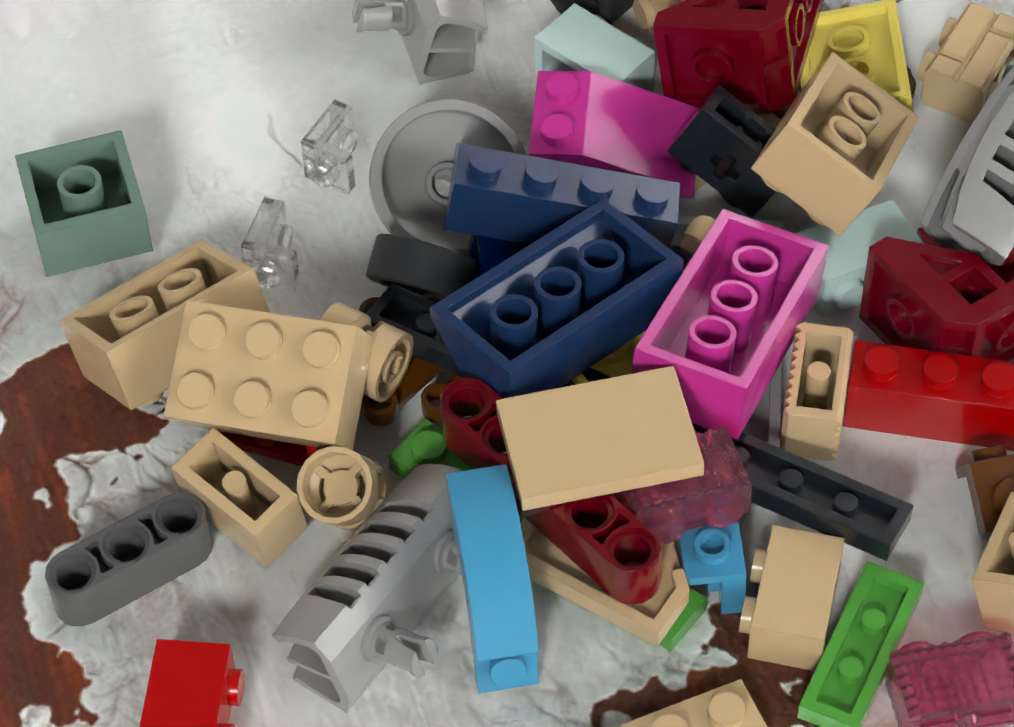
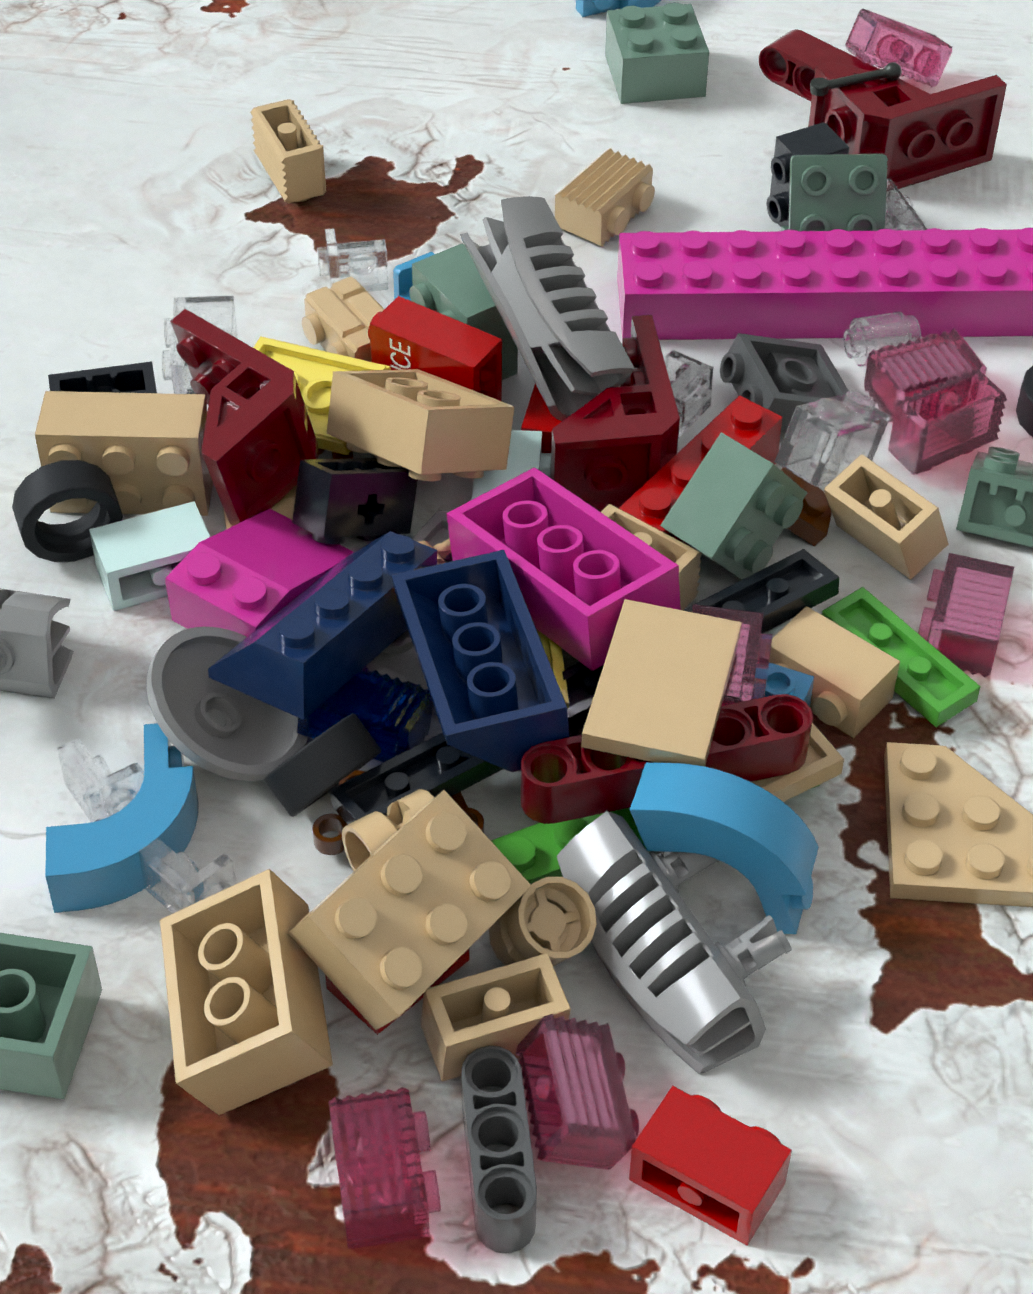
camera: 65 degrees left, 5 degrees down
(73, 491) = (381, 1169): none -> clear pink brick
(201, 586) = (577, 1093): none -> clear pink brick
(316, 200) = (100, 859): none -> dark azure arch
(914, 425) = (735, 508): none -> sand green brick
(946, 109) = (426, 340): none -> red brick

